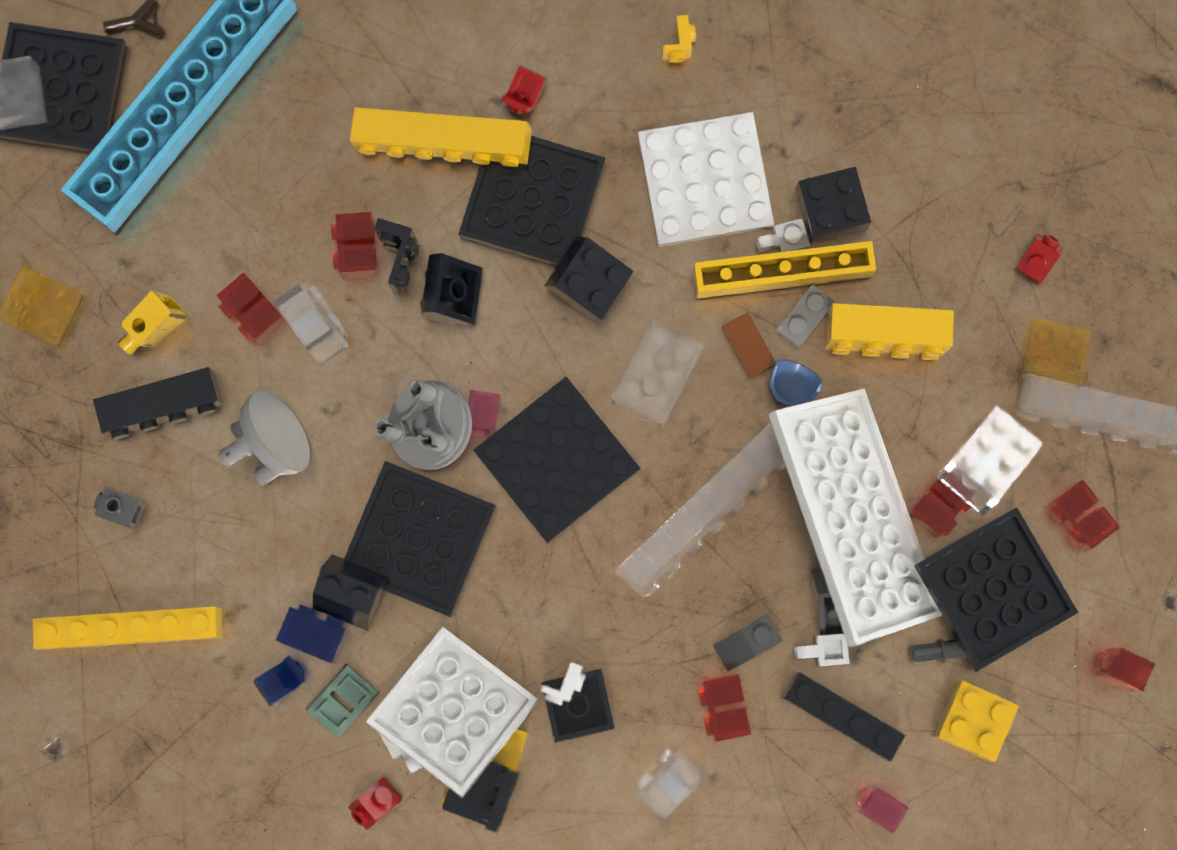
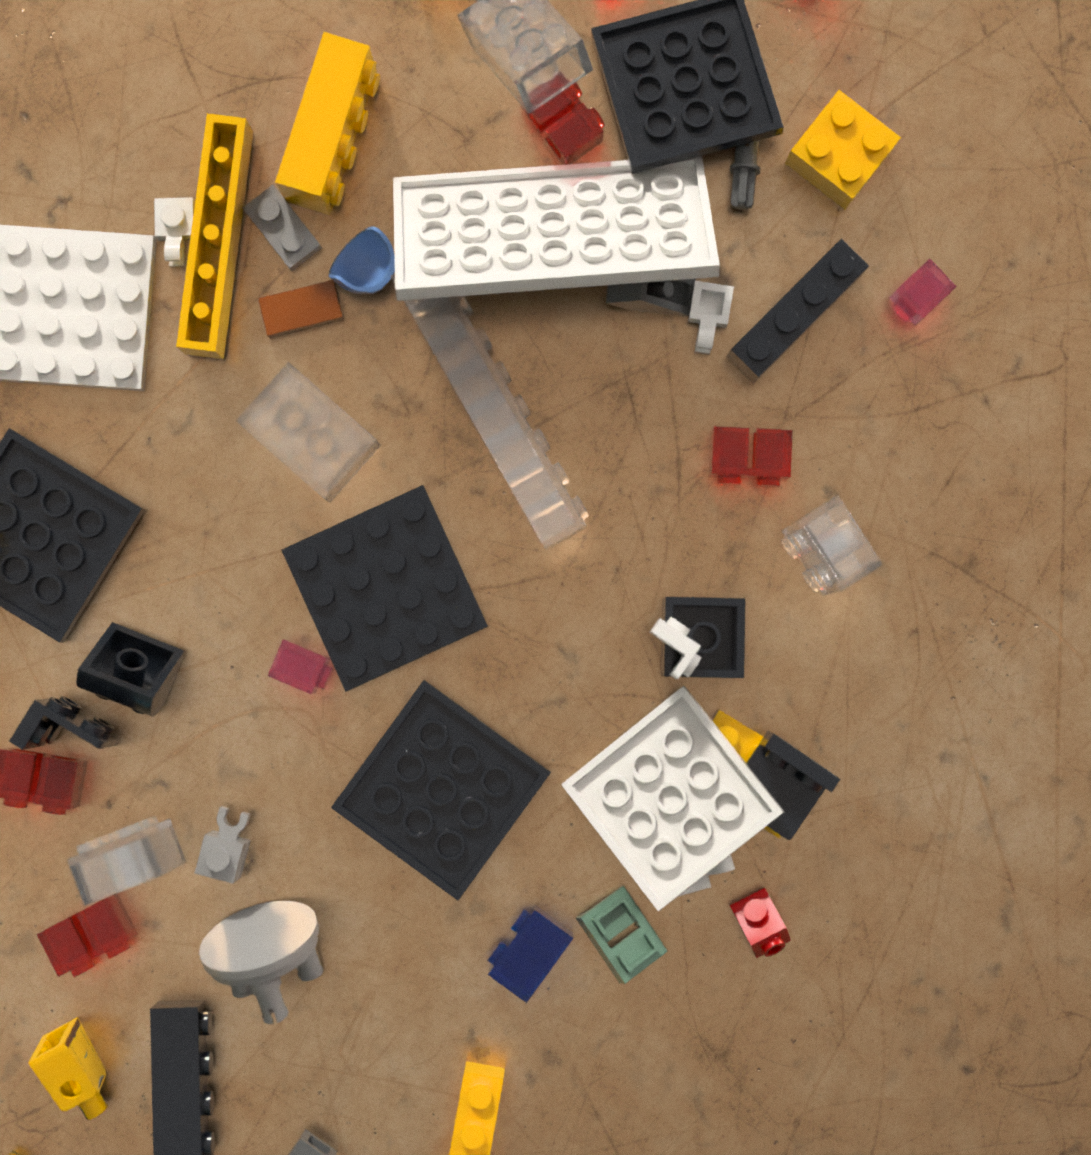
camera: 75 degrees left, 5 degrees up
(280, 680) = (578, 1007): clear blue bracket -> none
(333, 391) = (224, 852): none -> light grey brick
(348, 591) = (486, 894): black slope -> none
(427, 425) = (298, 741): light grey piece -> none
(589, 278) = (161, 487): black brick -> none
(747, 643) = (676, 405): dark grey slope -> none
(833, 205) = (147, 153): black brick -> none

